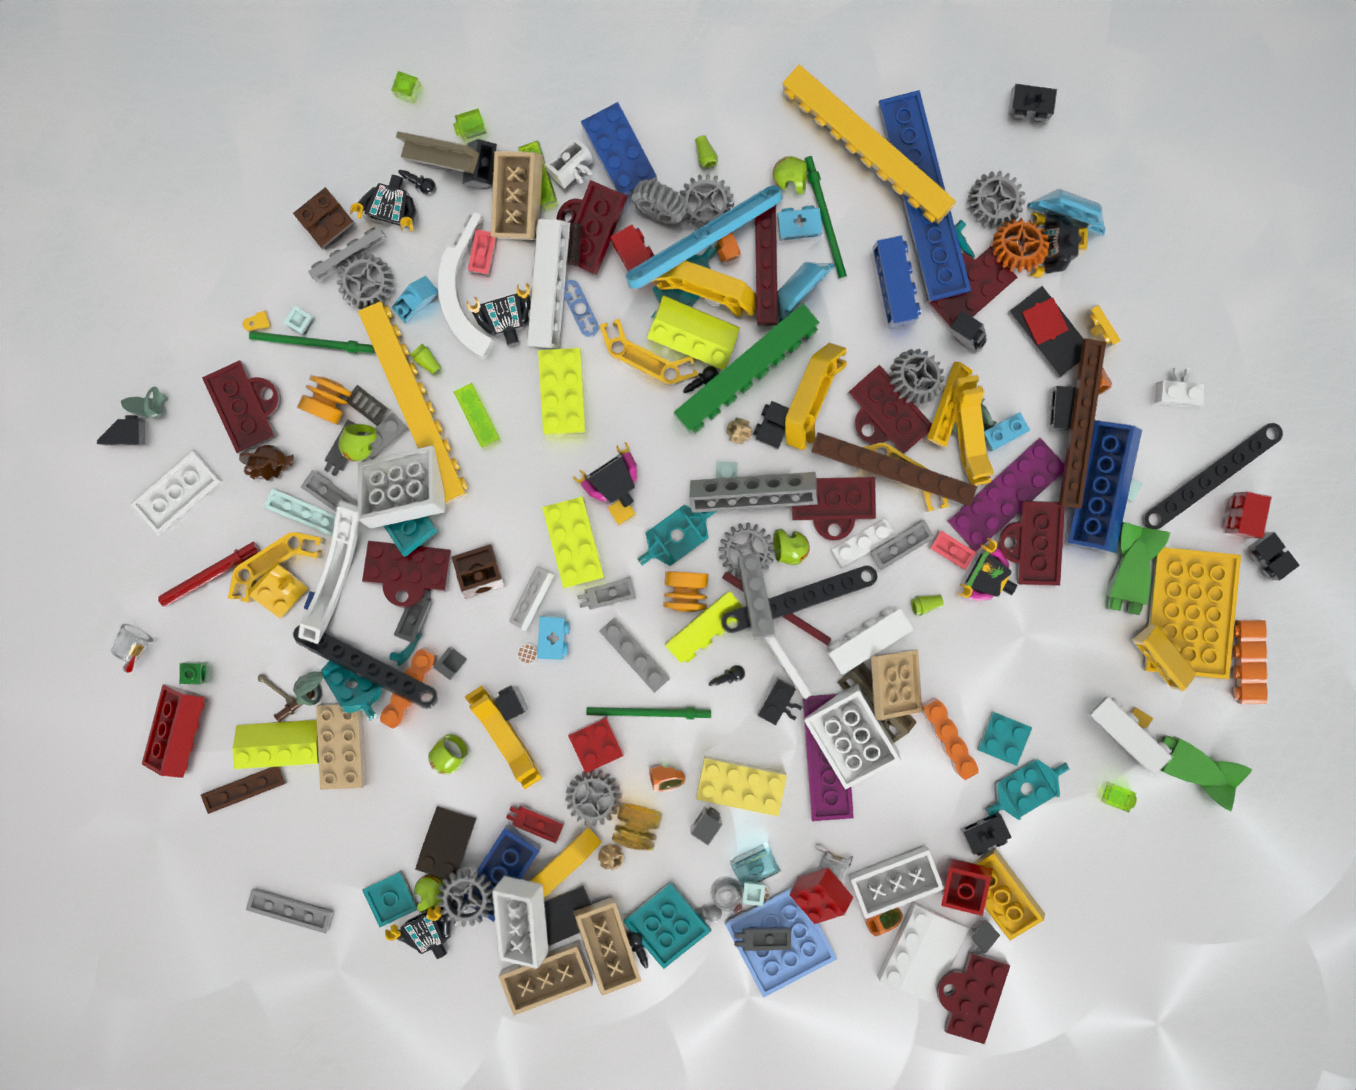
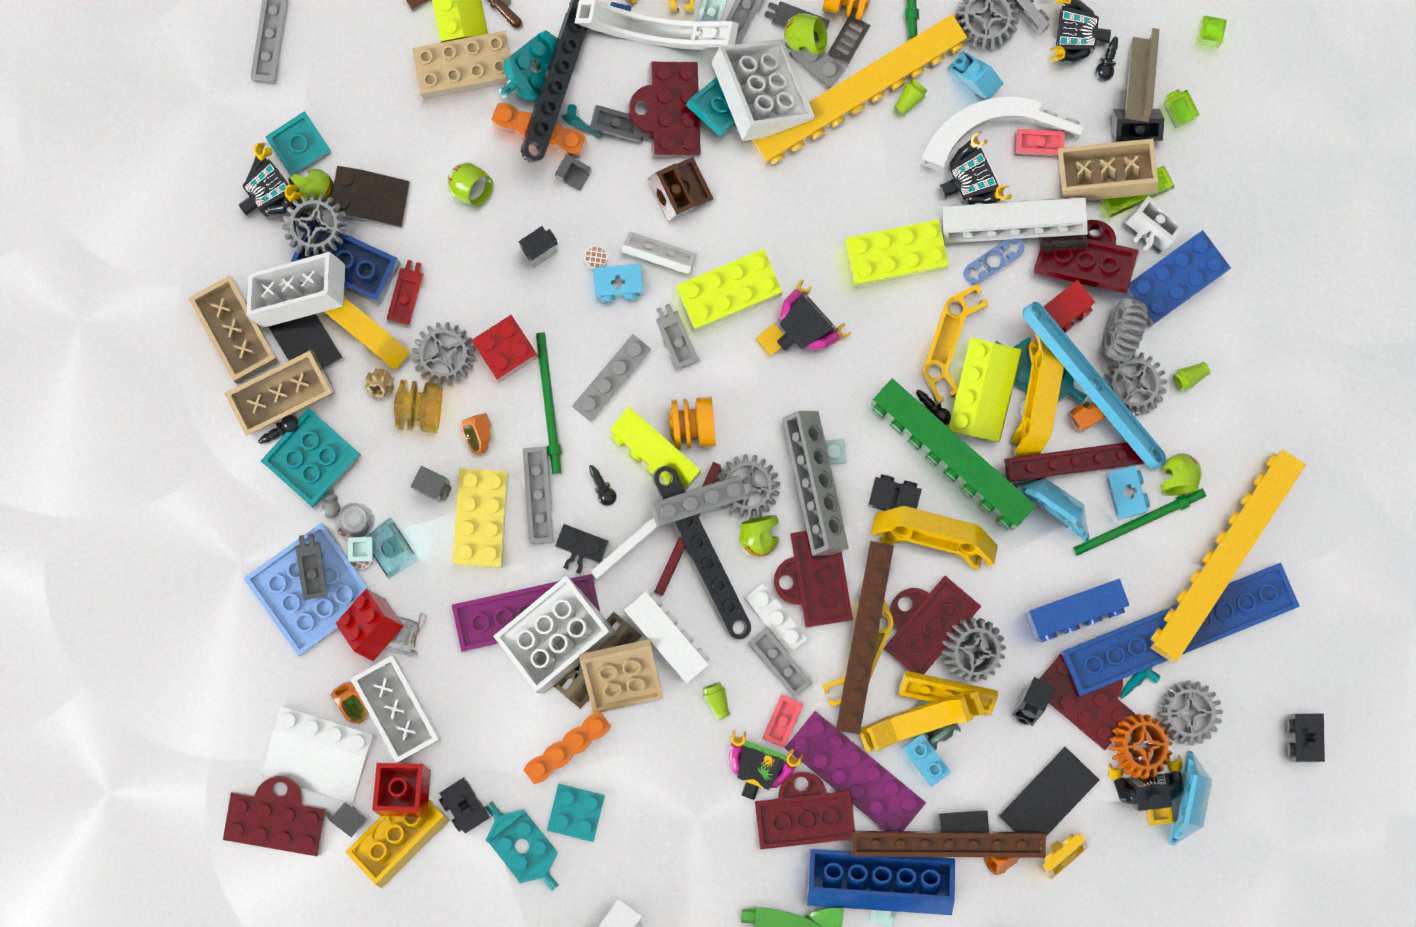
camera: 85 degrees right, 5 degrees down
(306, 684) = (528, 17): sand green piece -> none
(476, 415) = (856, 162): clear neon green plate -> none
(504, 737) = (499, 244): yellow piece -> none
(664, 547) = (734, 399): teal plate -> none
(727, 733) = (538, 495): none -> light grey plate
(739, 430) = (882, 458): tan gear -> none
(1045, 321) = (1059, 788): red piece -> none

